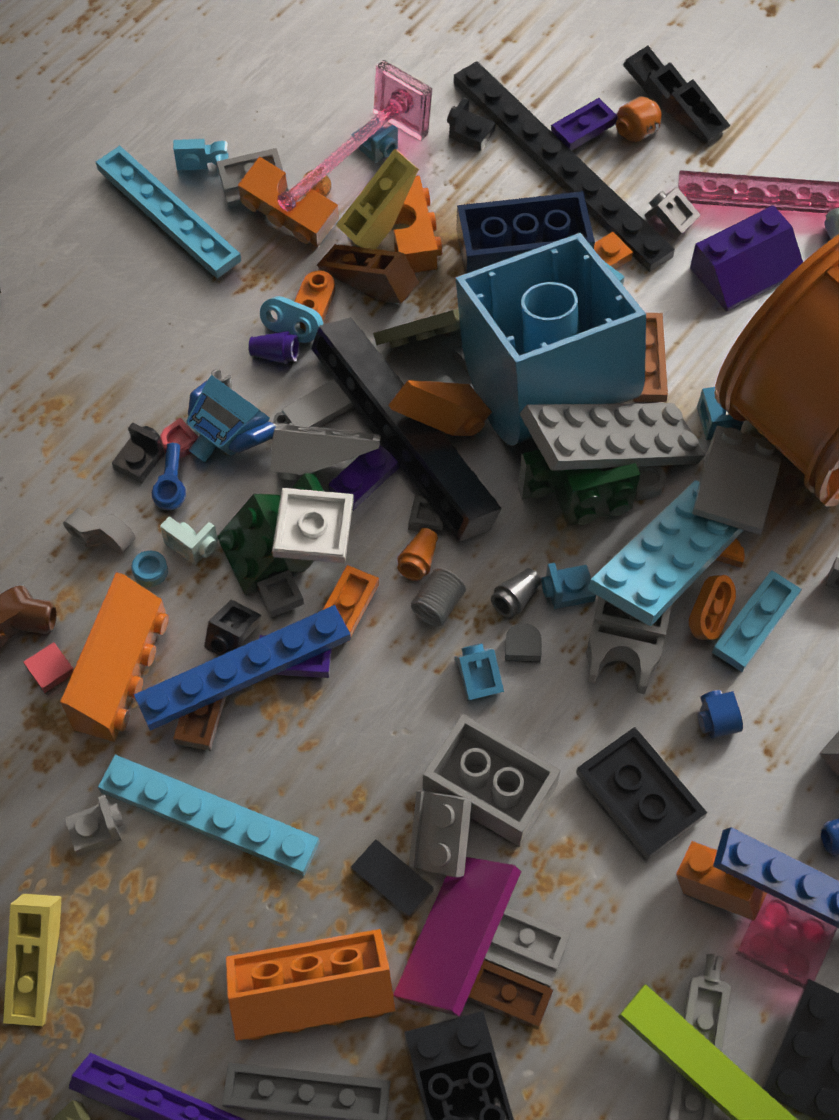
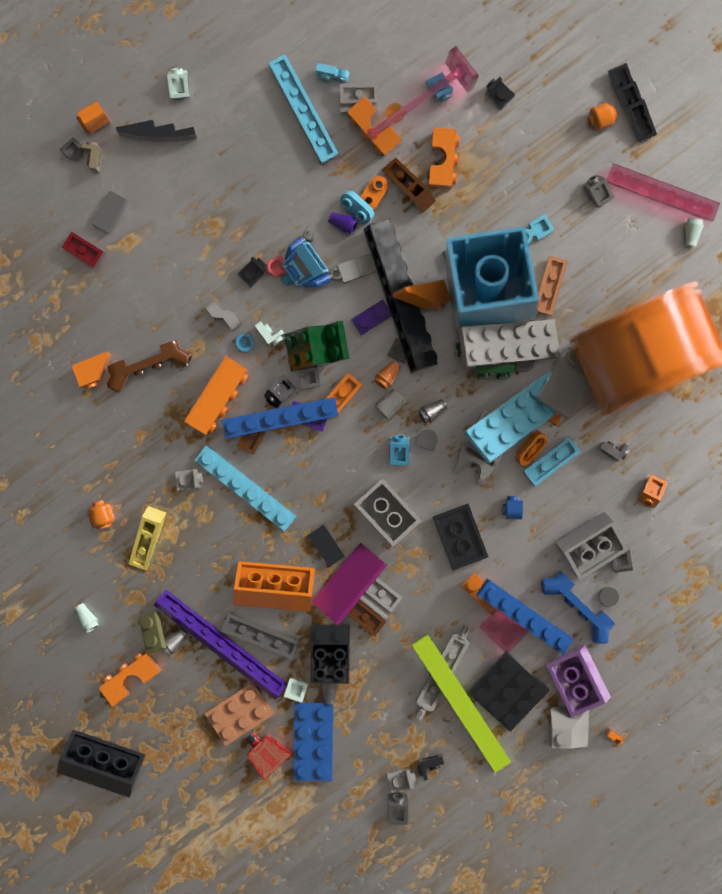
camera: 15 degrees right, 25 degrees up
(49, 667) = (182, 386): coral tile -> none
(169, 491) = (264, 299): blue plate -> none
(310, 449) = (351, 302): light grey slope -> none
(313, 525) = (333, 355): white tile -> none
(379, 203) = (425, 148): light yellow slope -> none
(422, 329) = (436, 236): olive plate -> none
(440, 833) = (354, 533): light grey plate -> none
(514, 226) = (505, 187): dark blue brick -> none
(563, 165) = (545, 134): black plate -> none
(567, 586) = (461, 414): dark azure bracket -> none
(584, 124) = (568, 110): dark purple plate -> none
(613, 250) = (553, 207): orange plate -> none
(713, 414) = (572, 330): dark azure bracket -> none
(747, 258) = (631, 236): dark purple slope -> none

